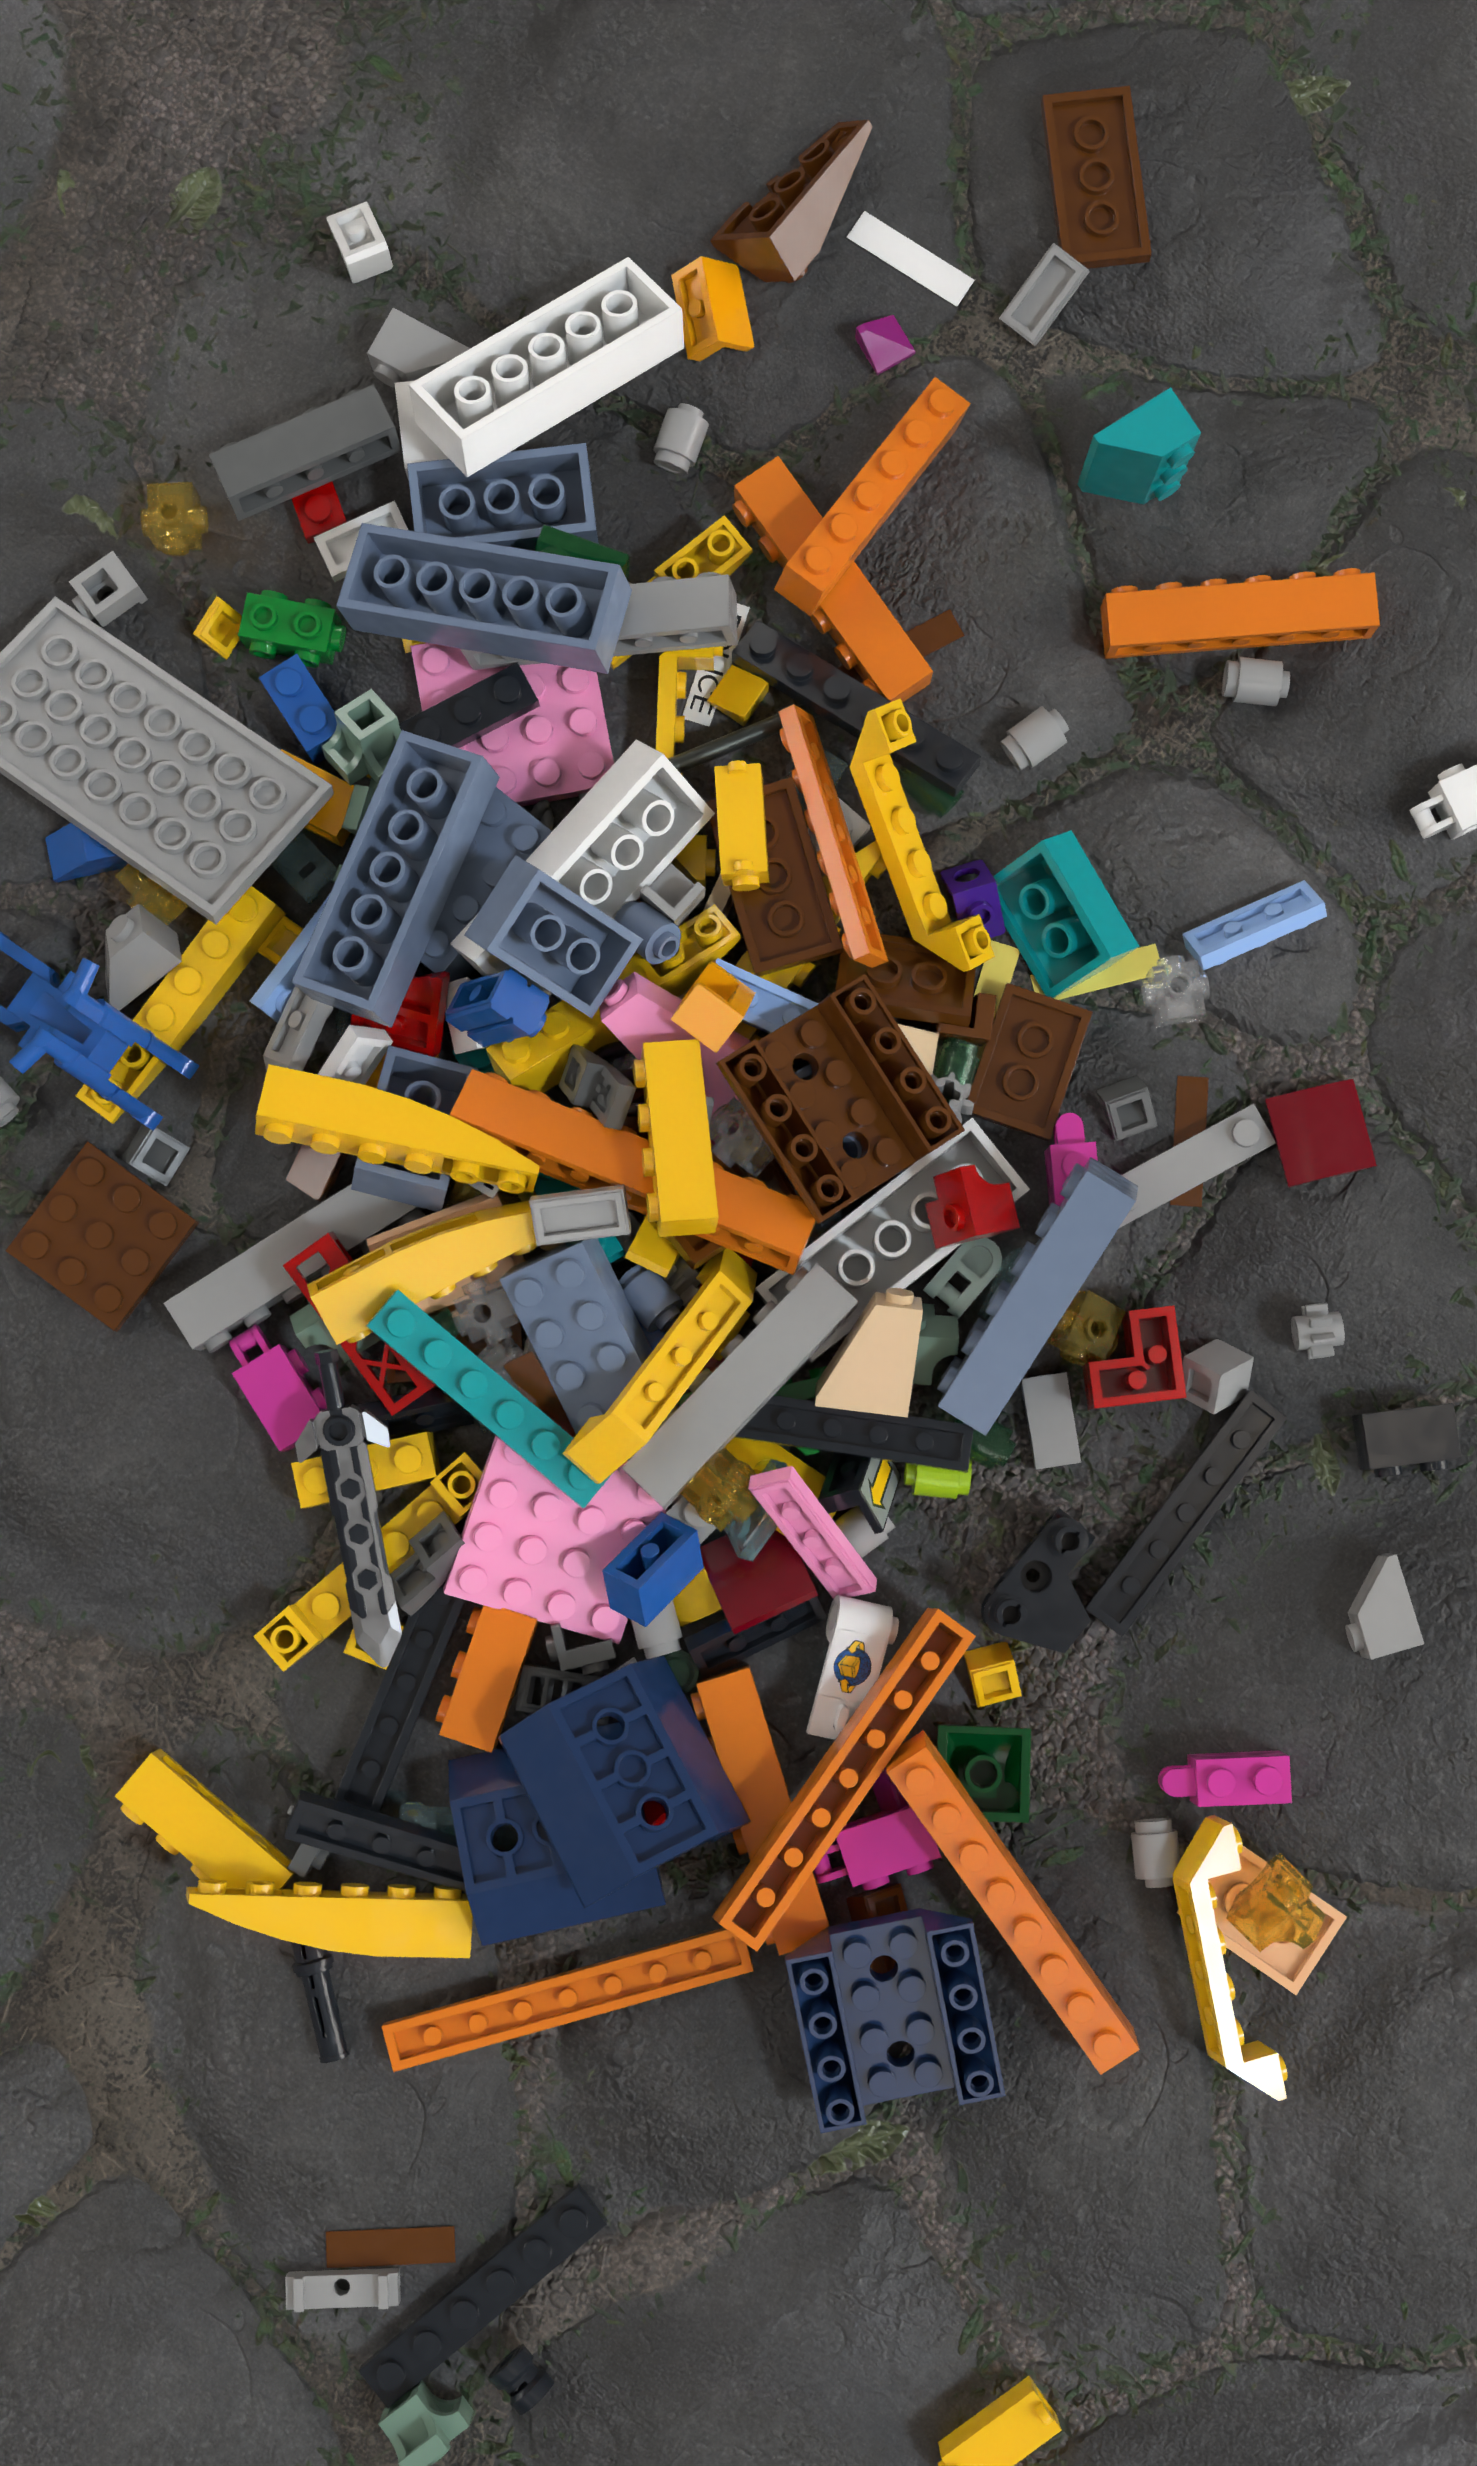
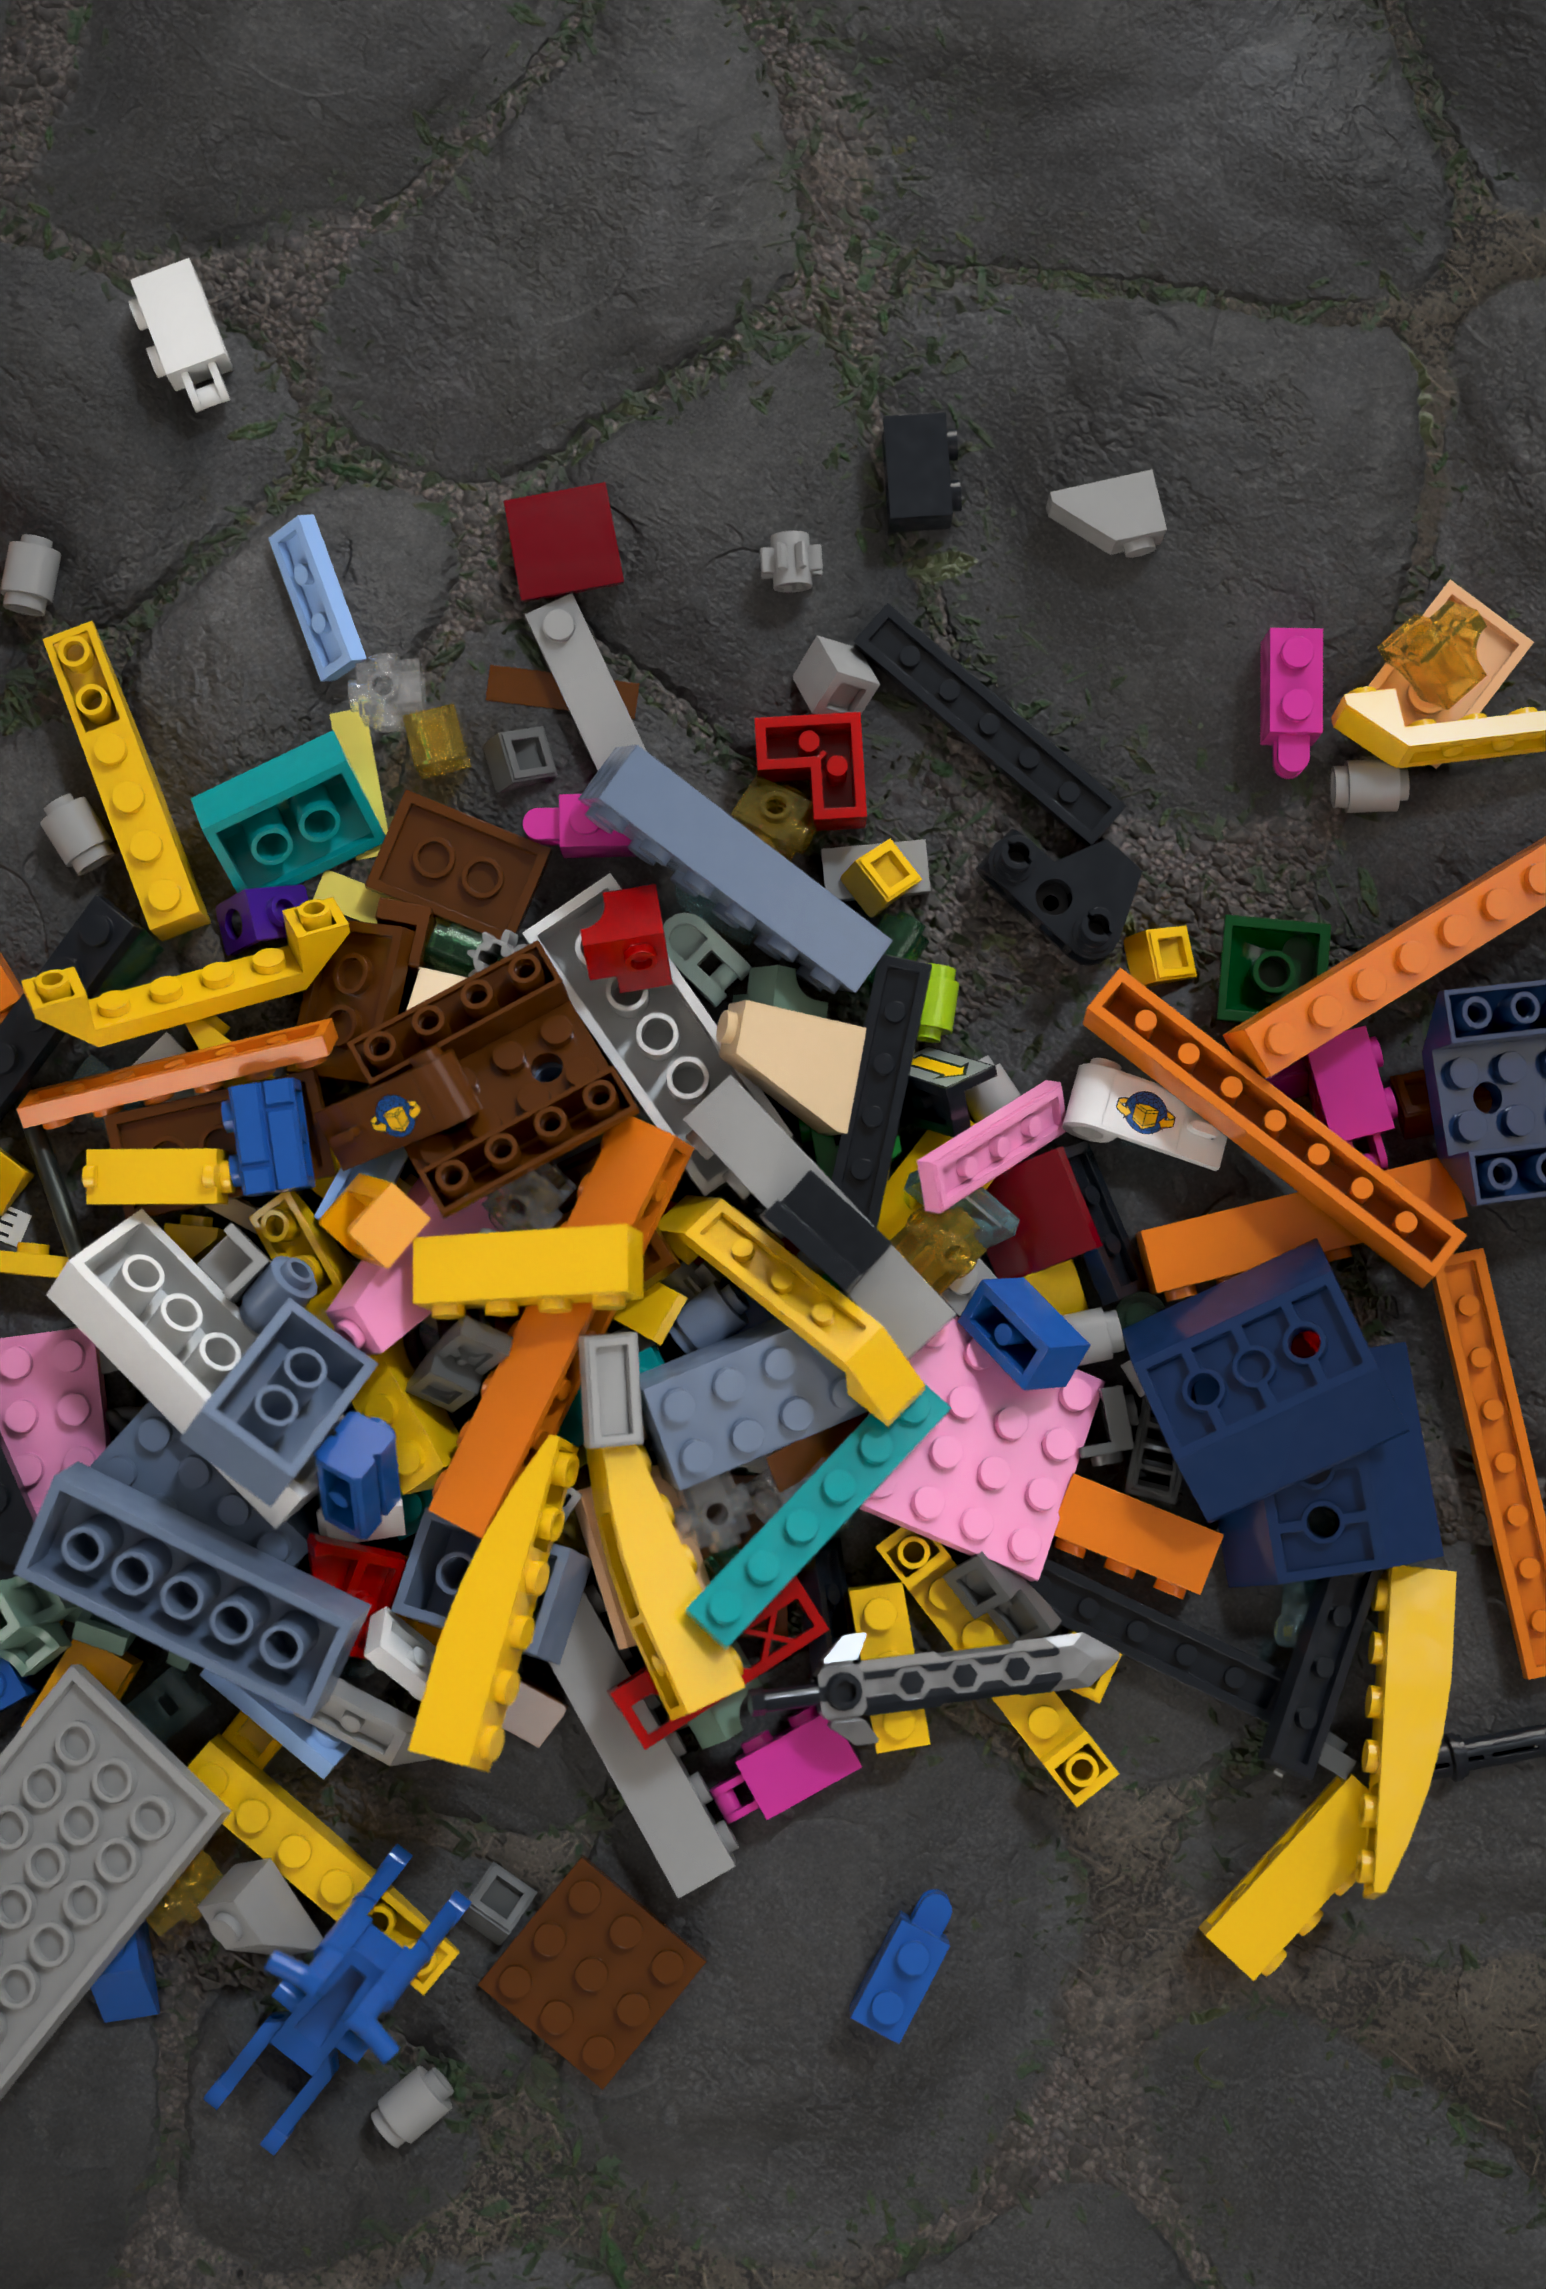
camera: 90 degrees left, 0 degrees up
(115, 1497) = (904, 1967): none -> blue brick
(726, 1392) = (828, 1230): none -> black panel
(780, 914) = (269, 1137): none -> blue brick
(809, 1024) = (400, 1110): none -> reddish brown door
(1044, 1424) = (880, 878): none -> yellow slope
(1080, 776) = (126, 783): none -> yellow slope
(1136, 1035) = (437, 741): none -> clear yellow brick

